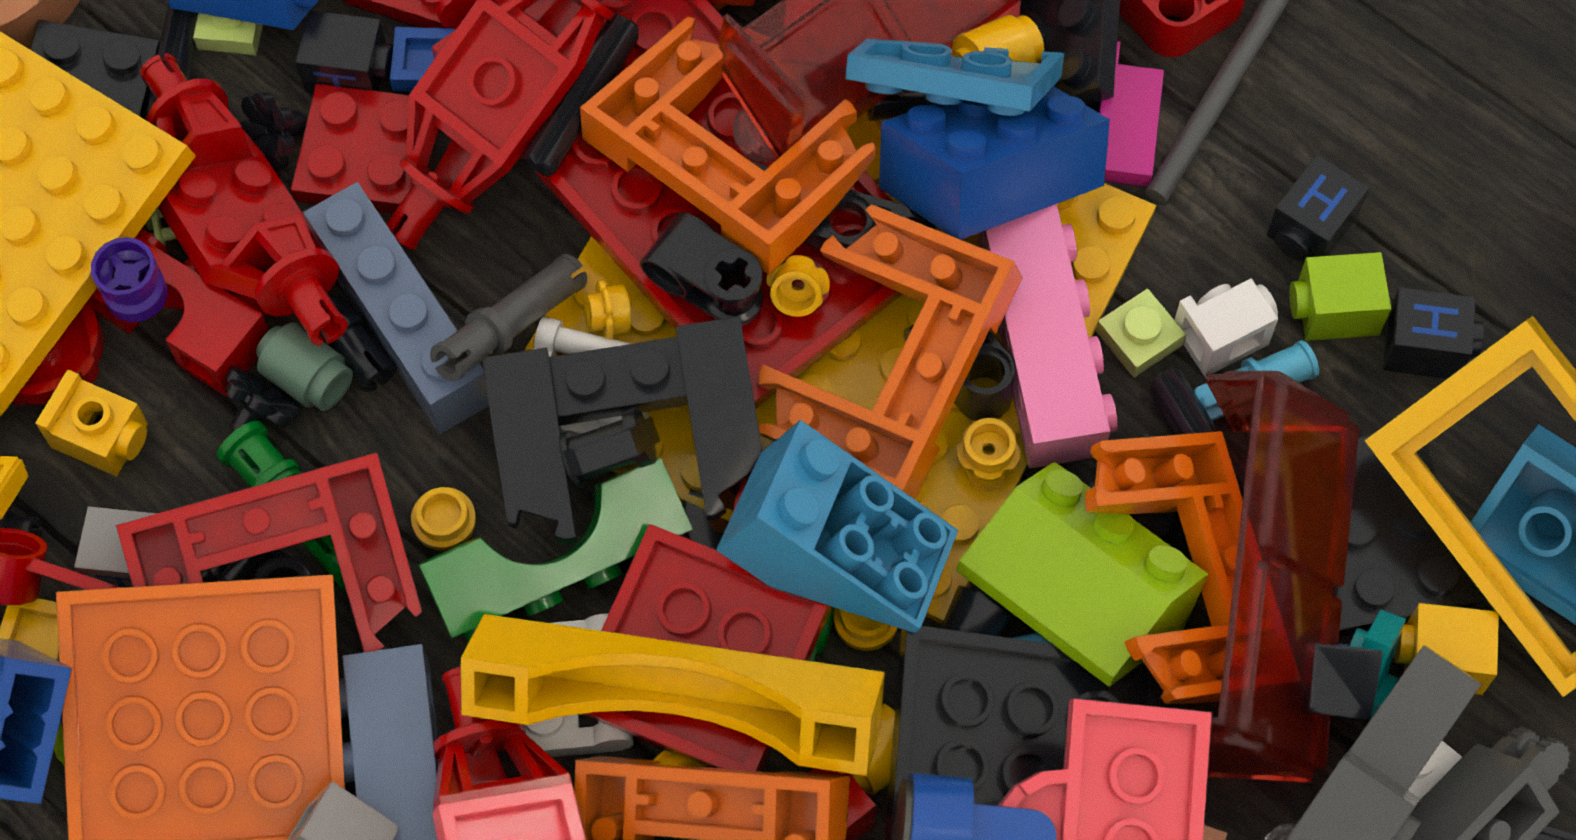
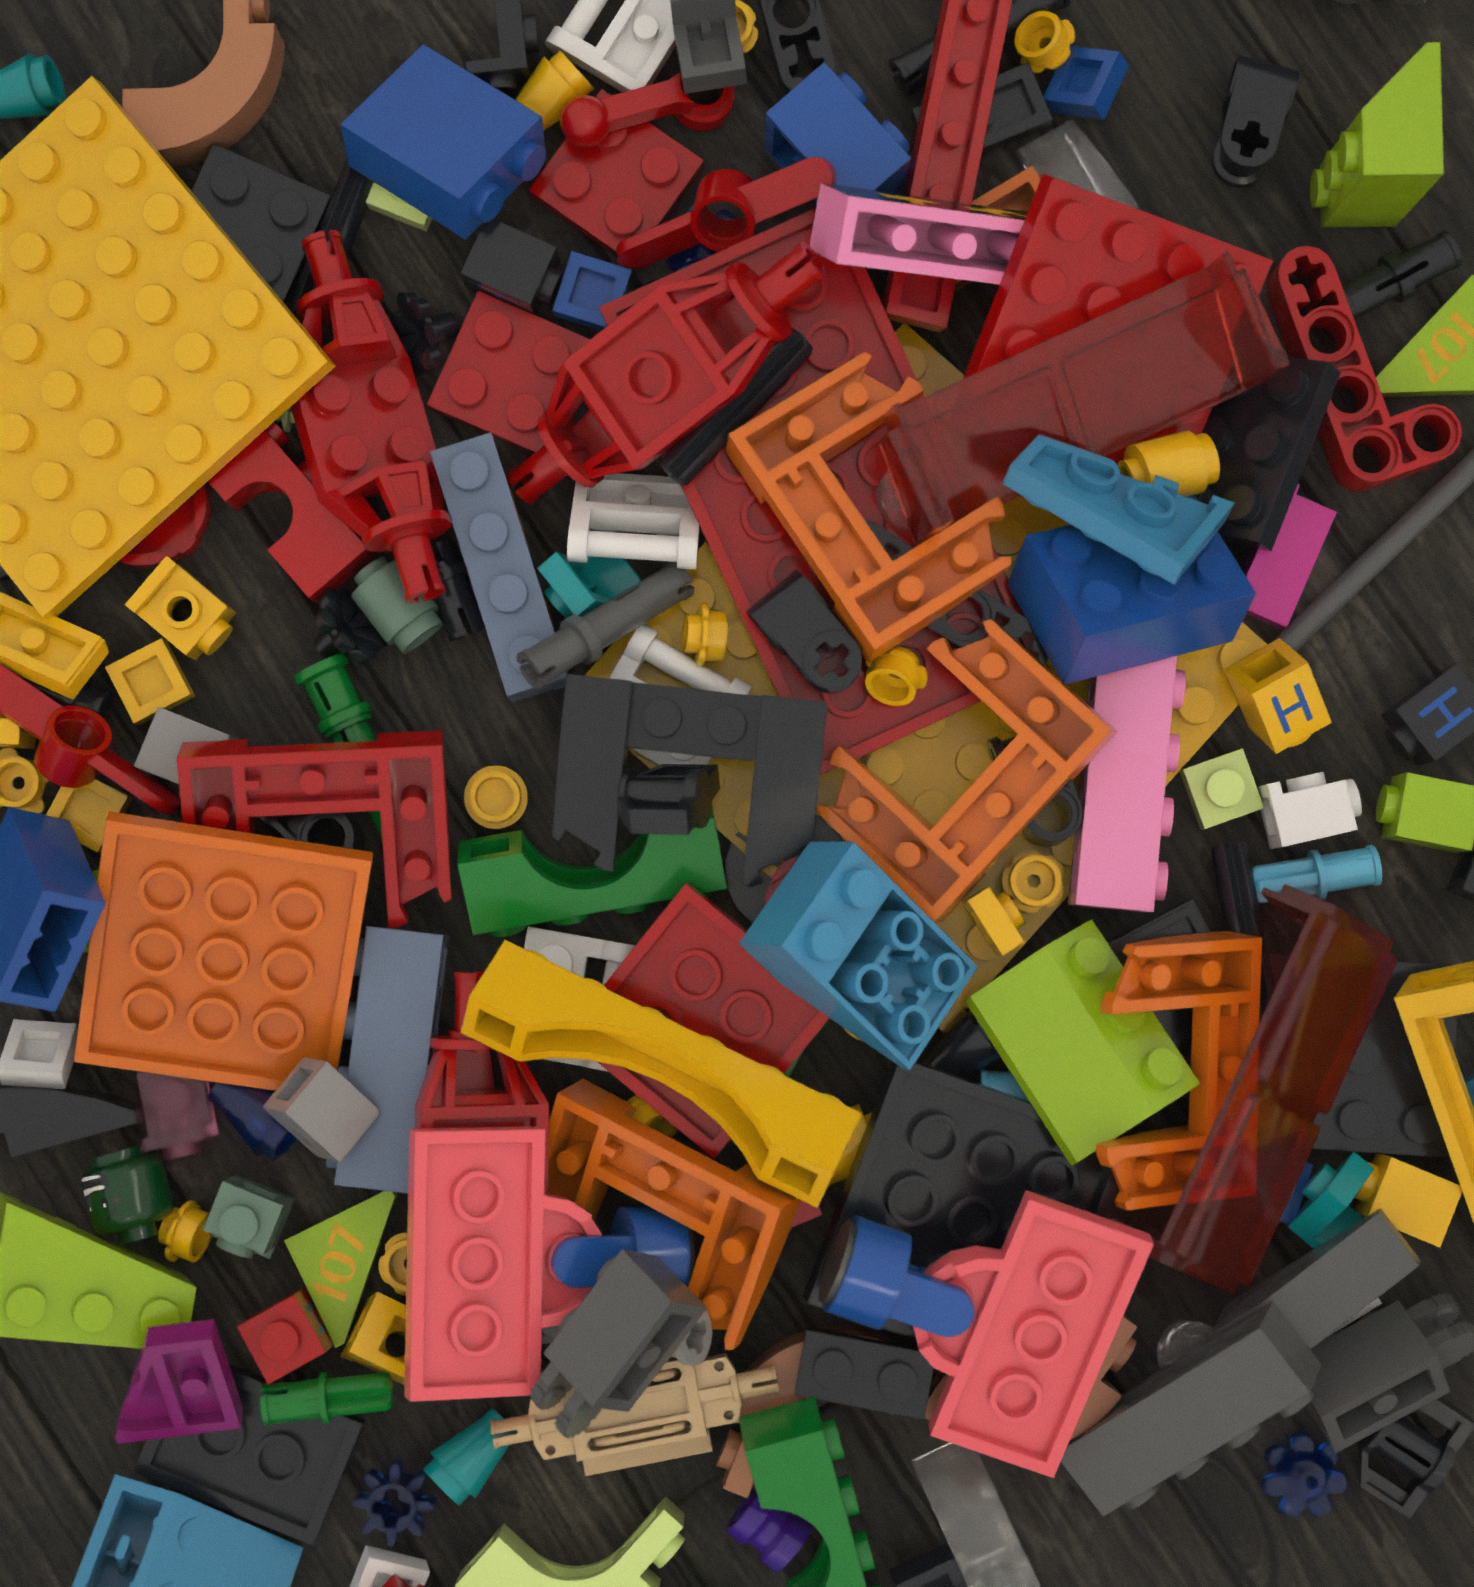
camera: 15 degrees right, 20 degrees up
(68, 494) = (150, 681): none -> yellow plate
(126, 265) = (235, 475): dark purple wheel -> none
(485, 289) = (585, 586): none -> teal bracket
(513, 232) = (637, 506): none -> white plate
(961, 489) = (996, 919): none -> yellow plate
(1164, 229) = (1278, 696): none -> yellow brick
(1340, 681) = (1287, 1225): black slope -> none

